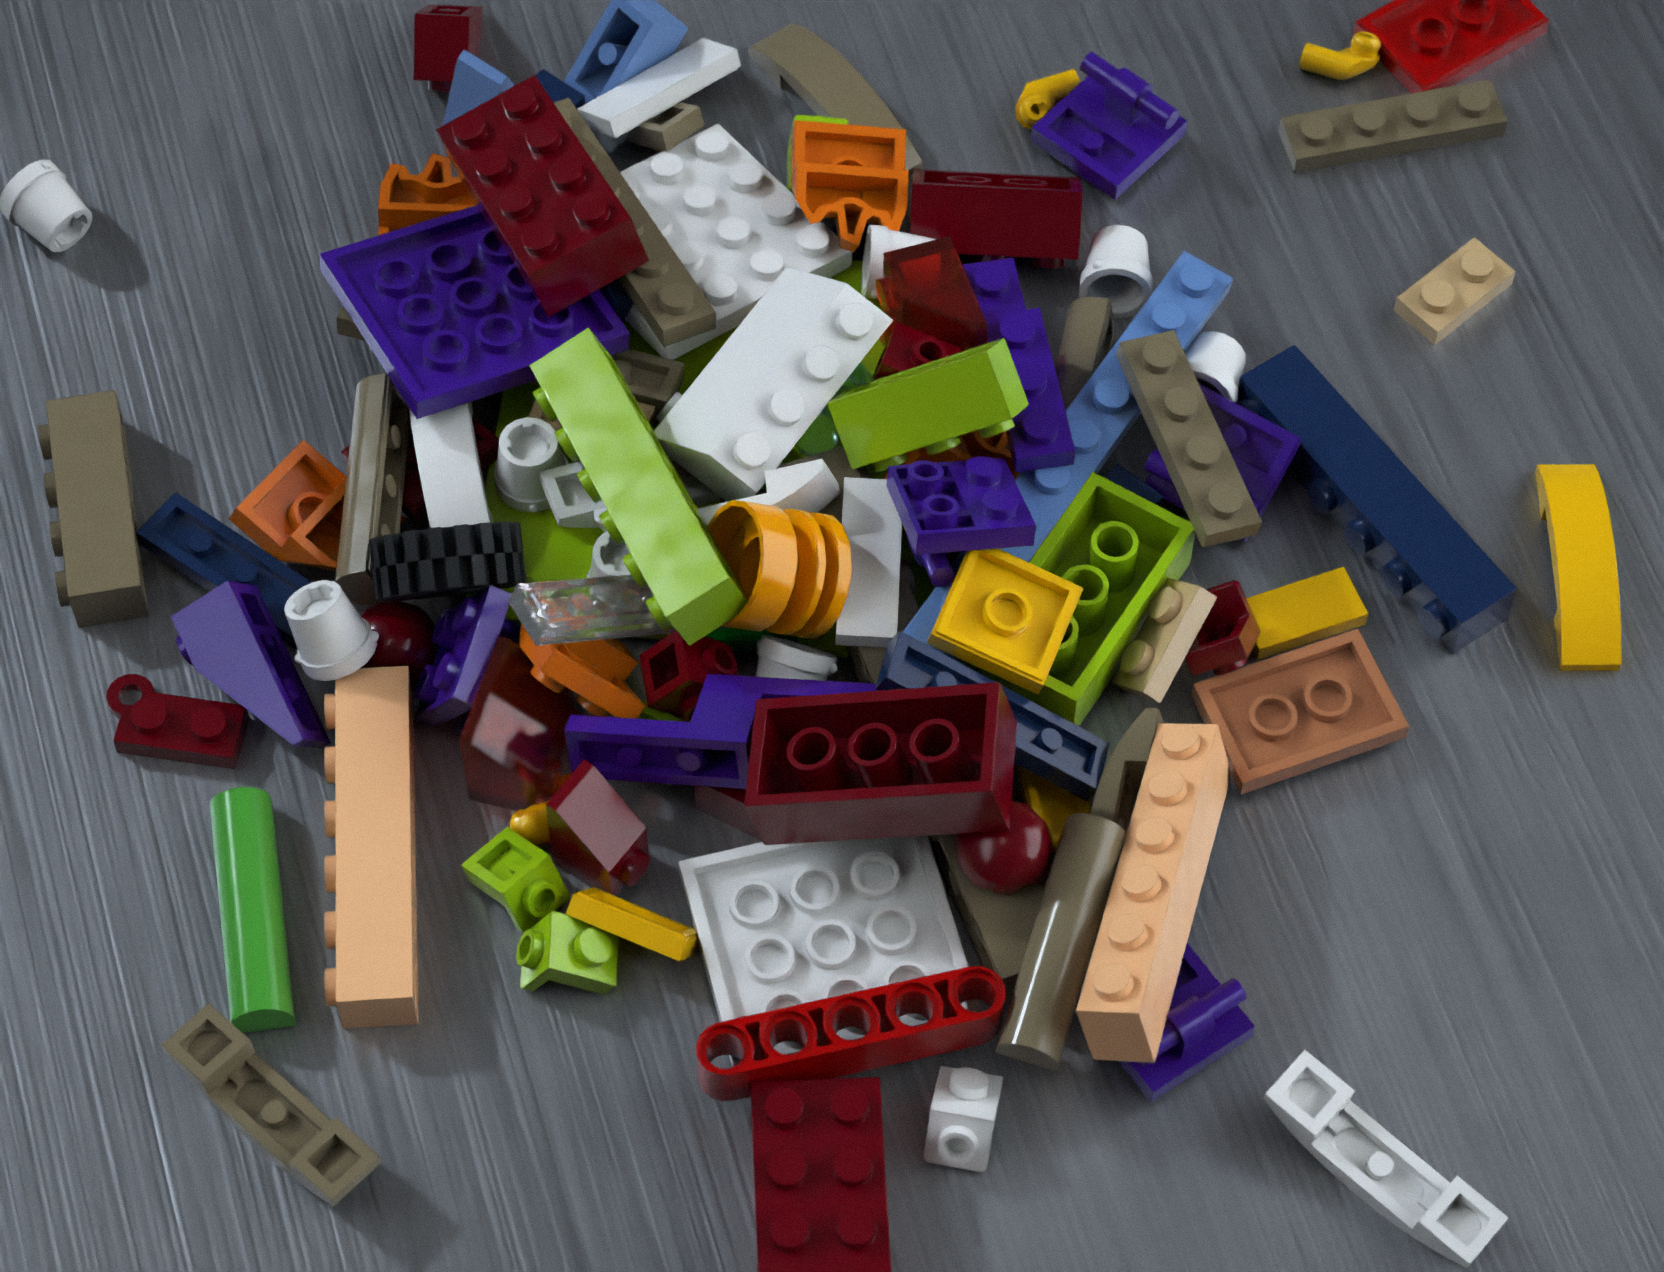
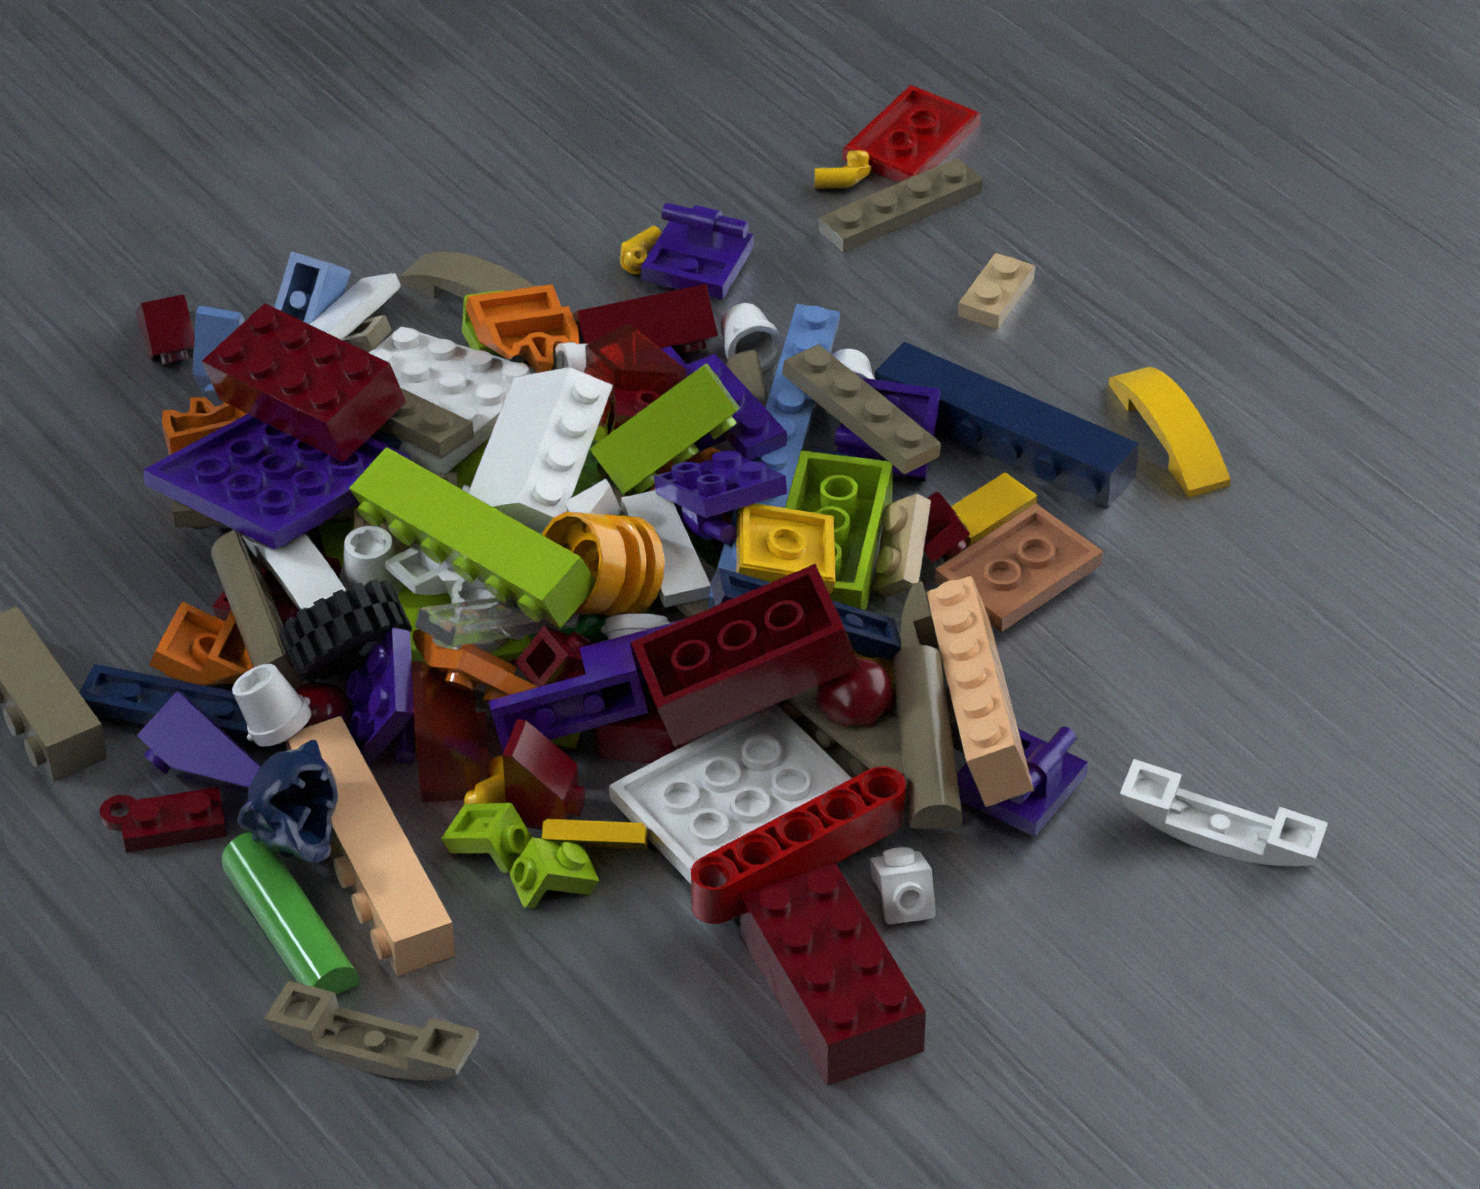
camera: 20 degrees left, 15 degrees down
(293, 784) = (293, 804): none -> dark blue head

